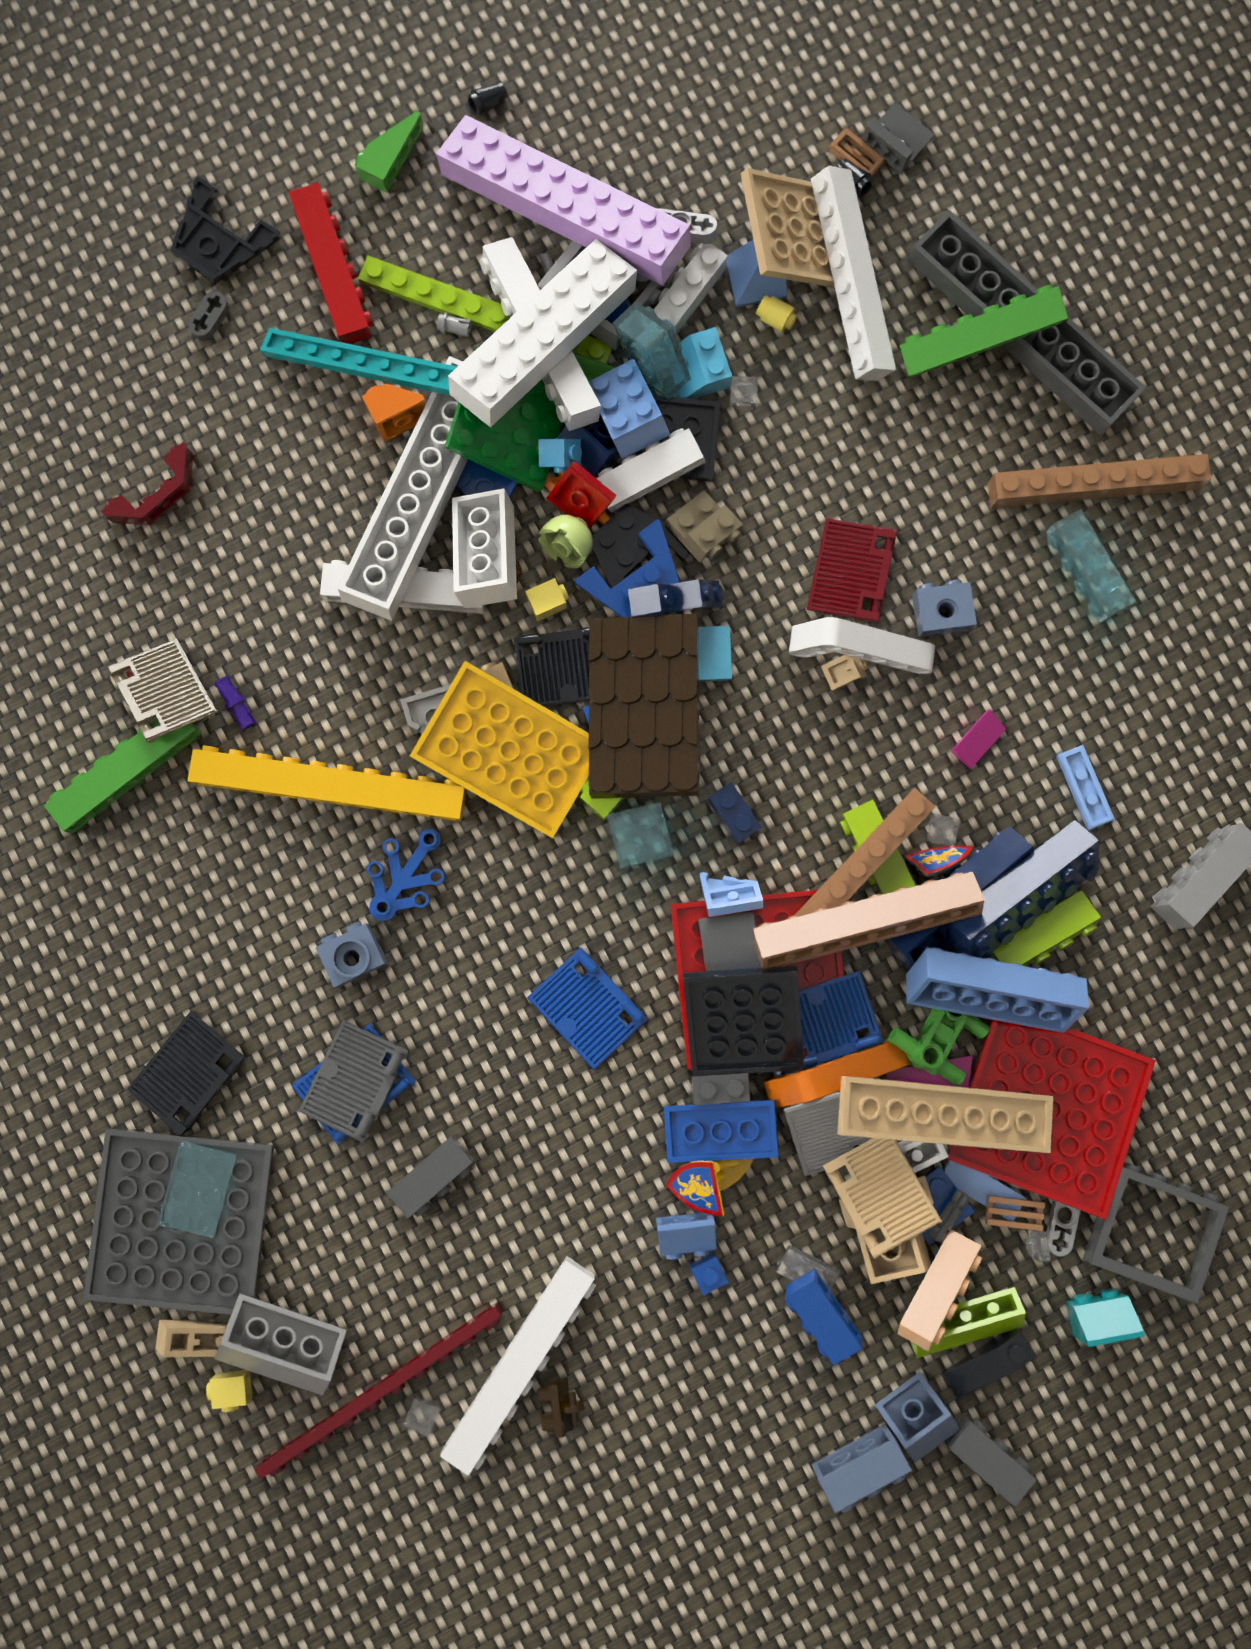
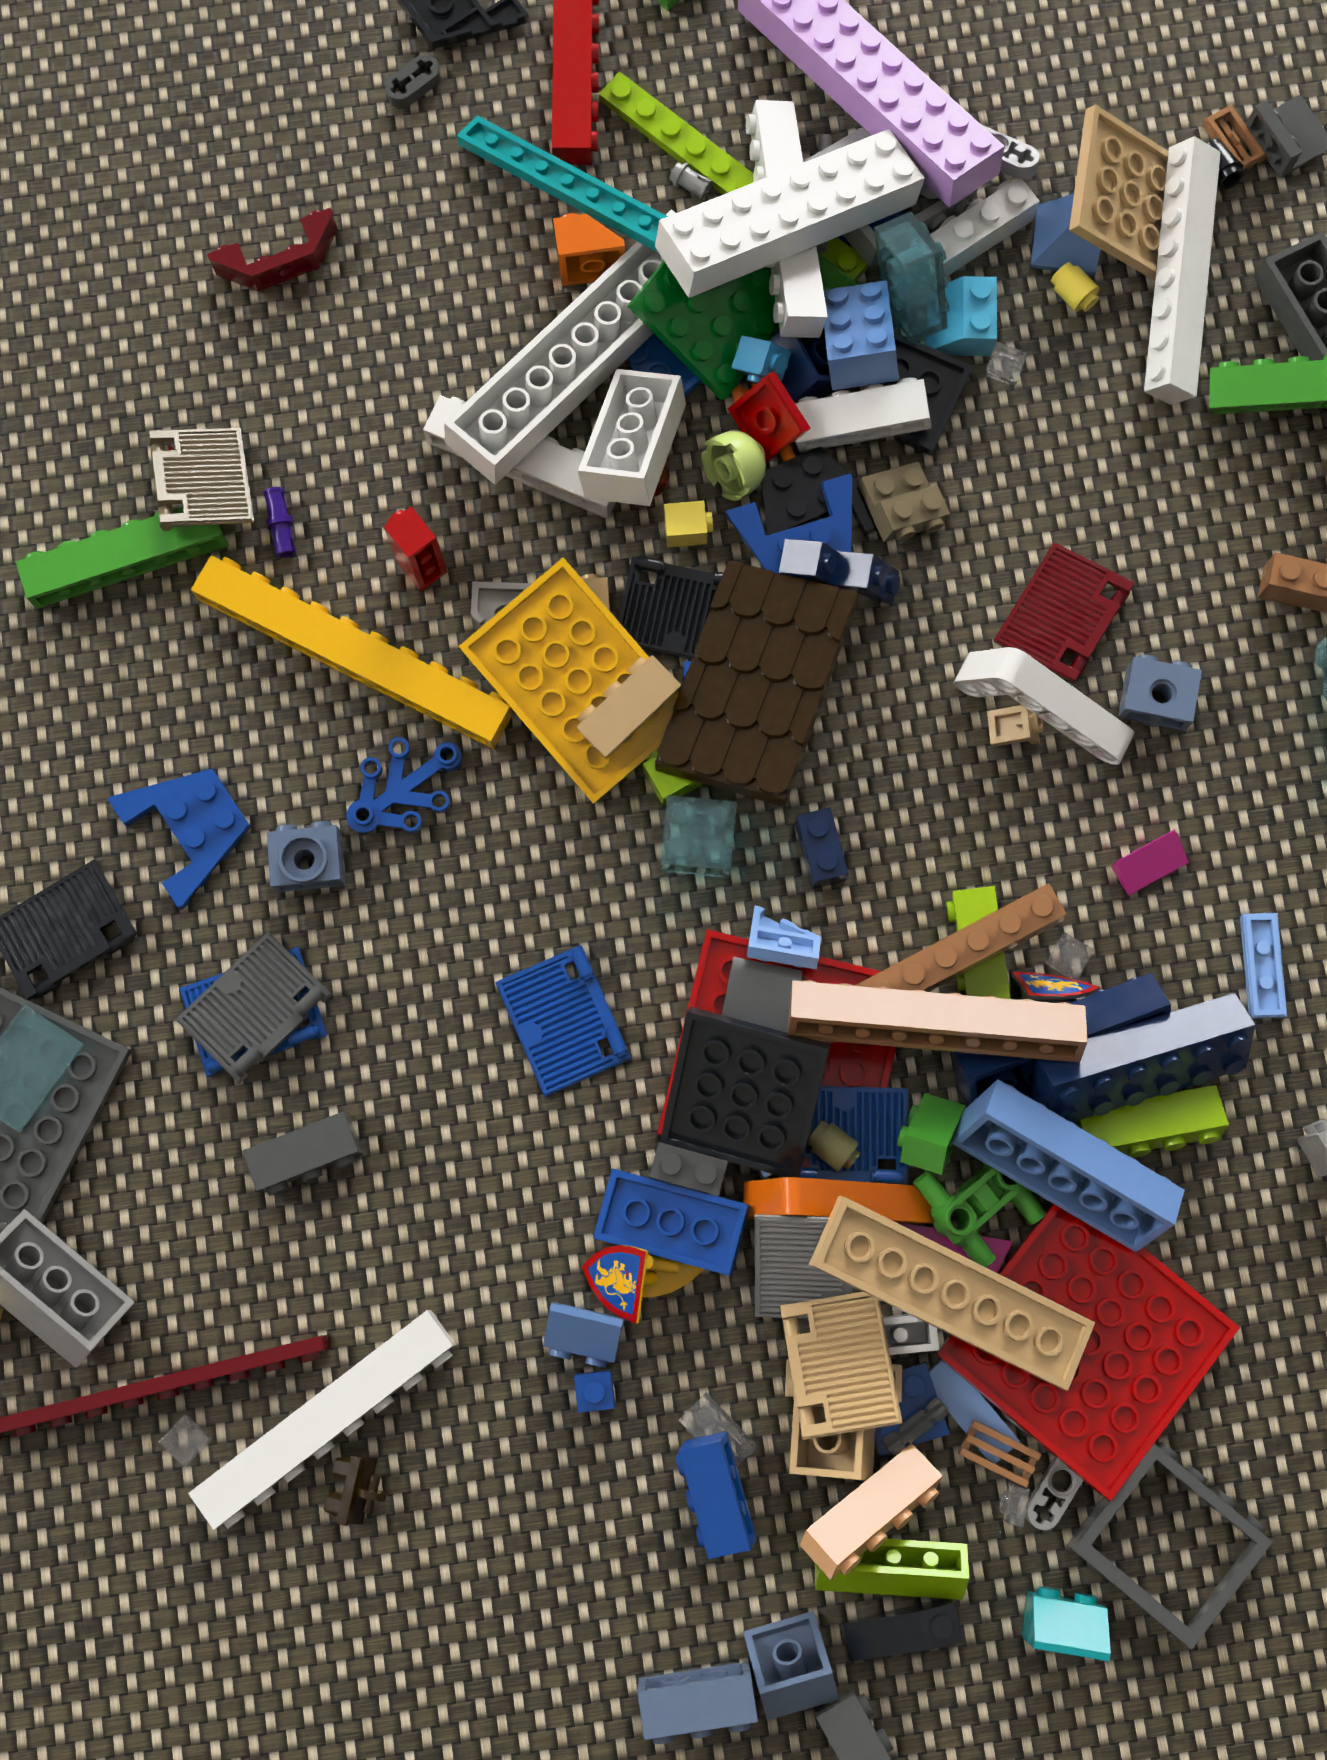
camera: 25 degrees right, 5 degrees down
(260, 952) = (199, 816): none -> blue wing
(348, 690) = (415, 547): none -> red brick
(553, 758) = (627, 705): none -> tan brick
(715, 653) = (862, 654): medium azure tile -> none
(821, 1034) = (833, 1146): none -> olive brick
(889, 1000) = (930, 1133): none -> bright green brick

